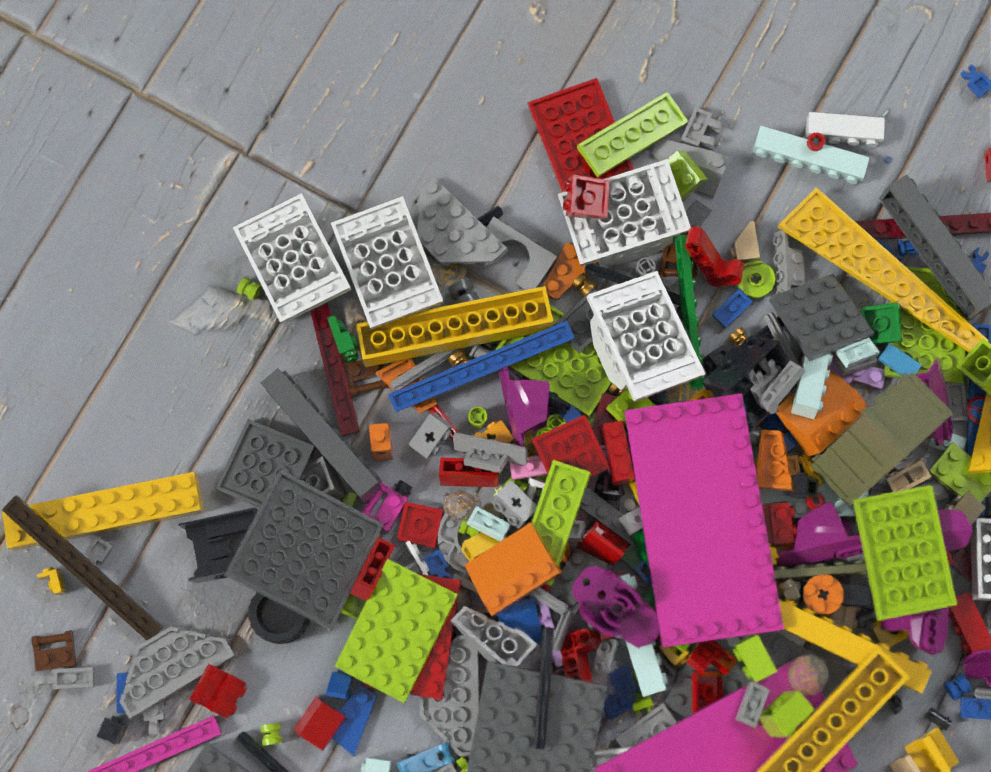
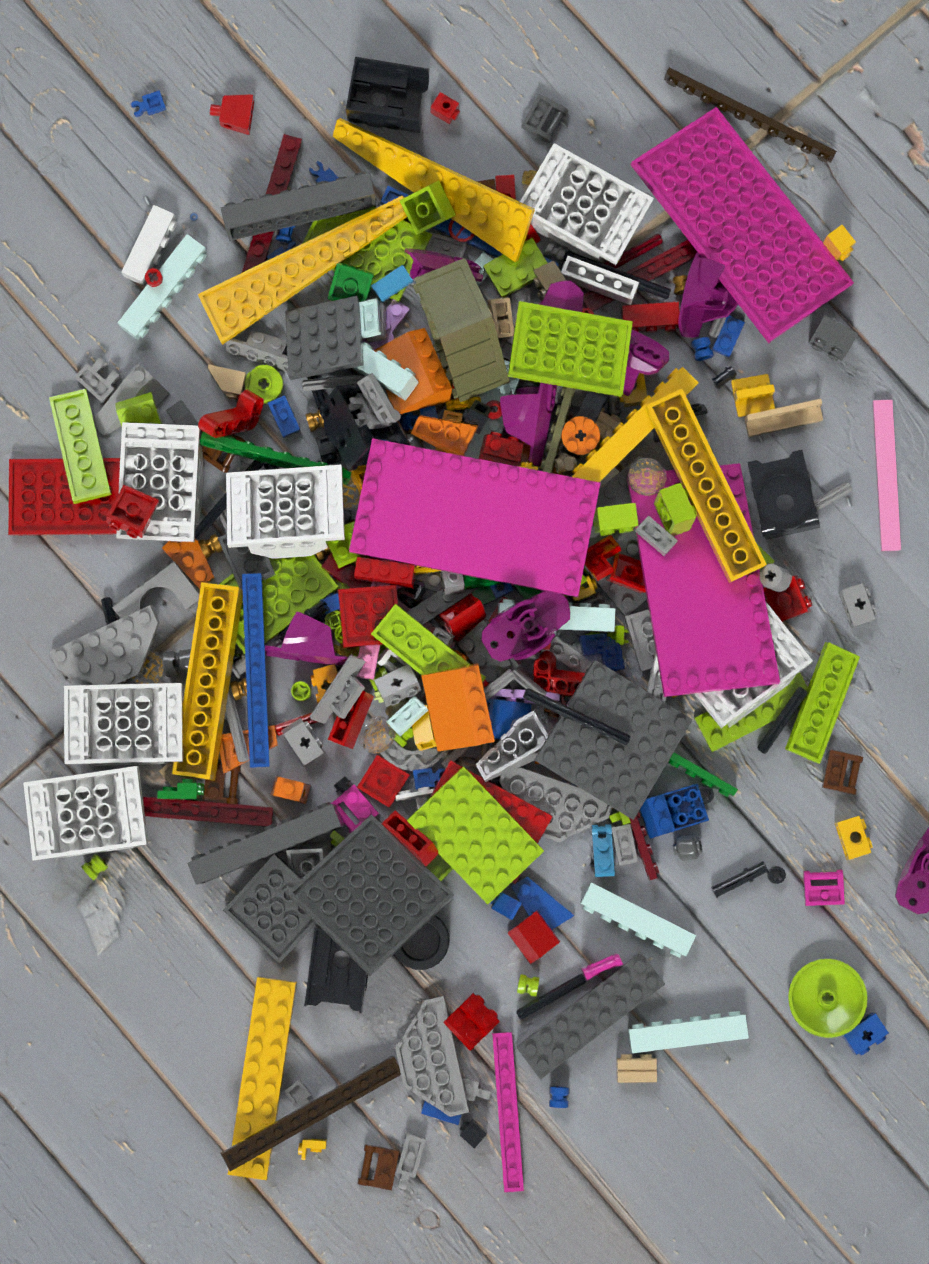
camera: 75 degrees left, 5 degrees up
(647, 269) = (215, 486): light grey wheel -> none

